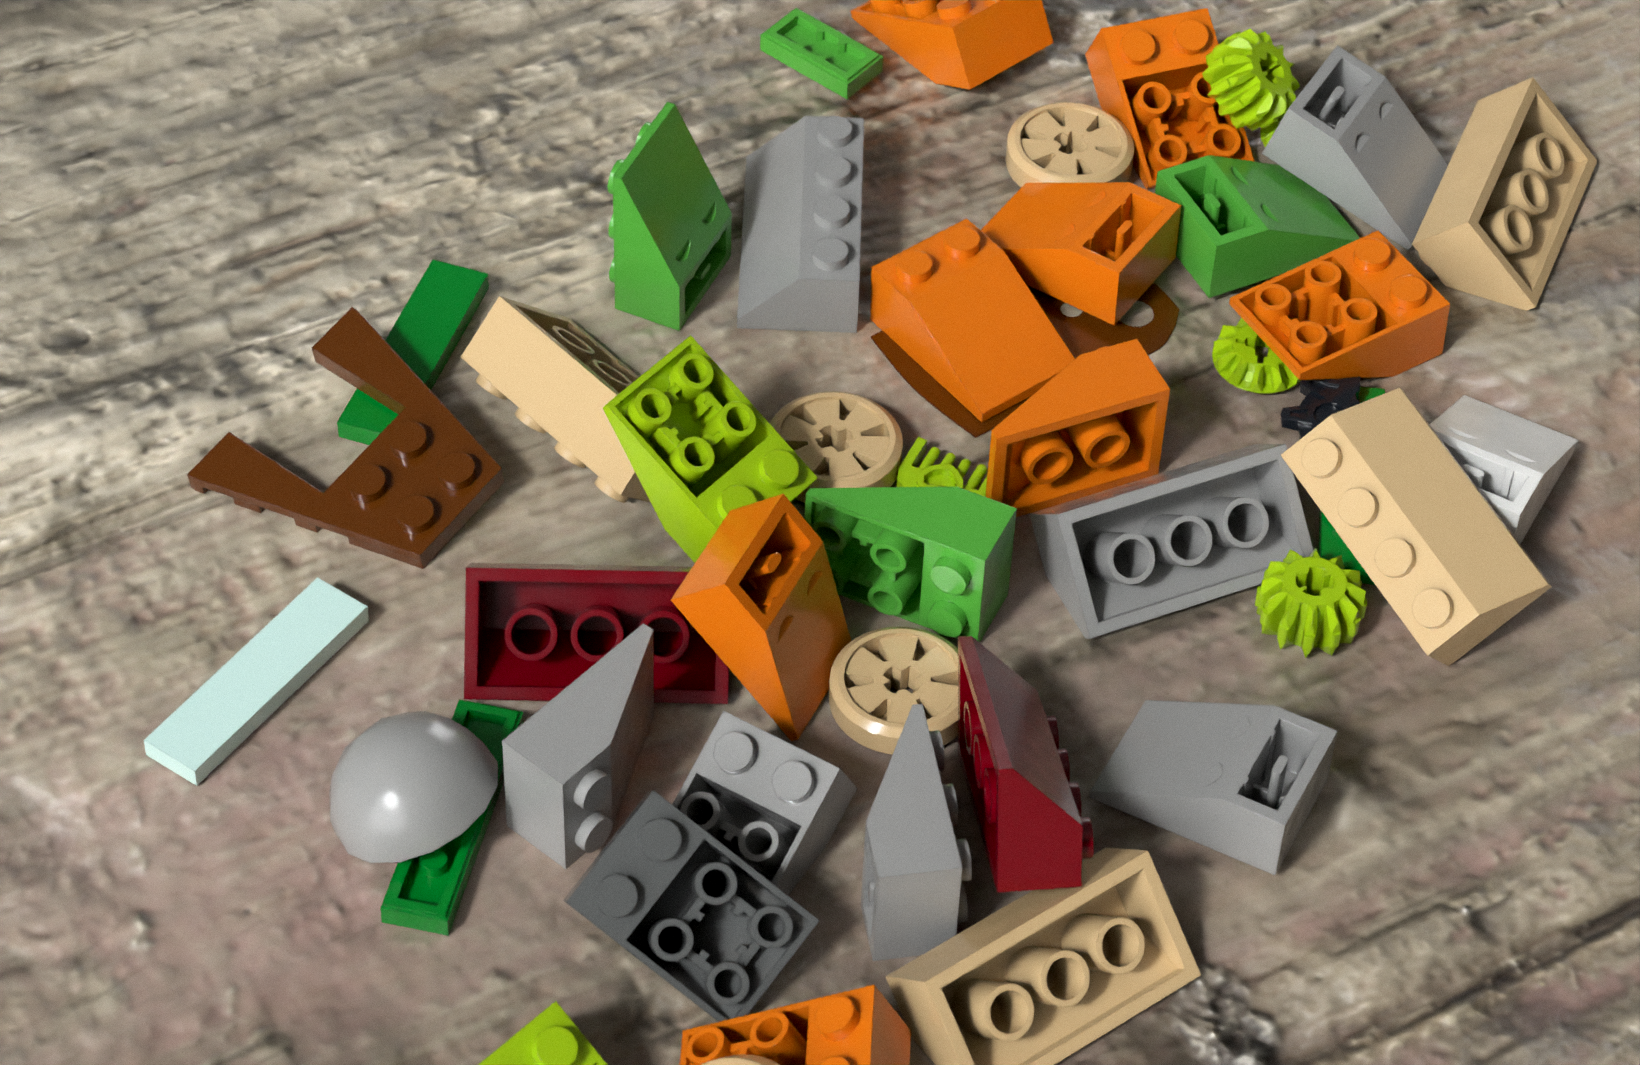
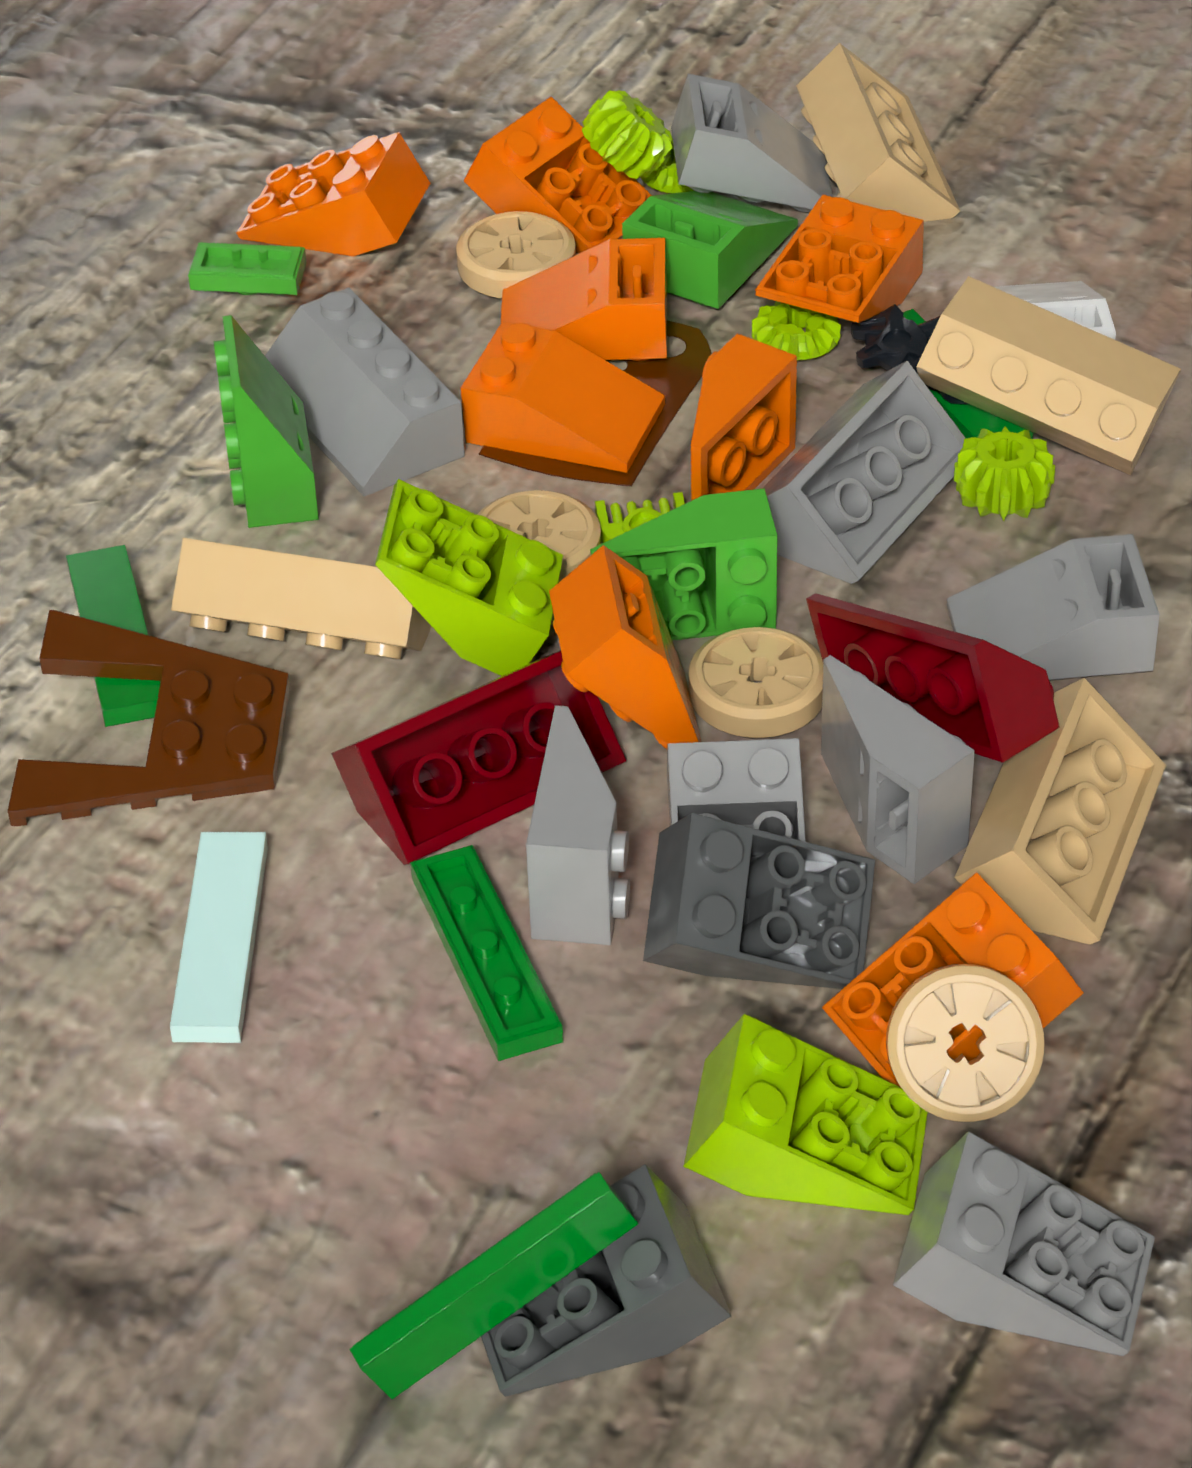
camera: 30 degrees left, 5 degrees down
(409, 787) = (446, 939): light grey cylinder -> none

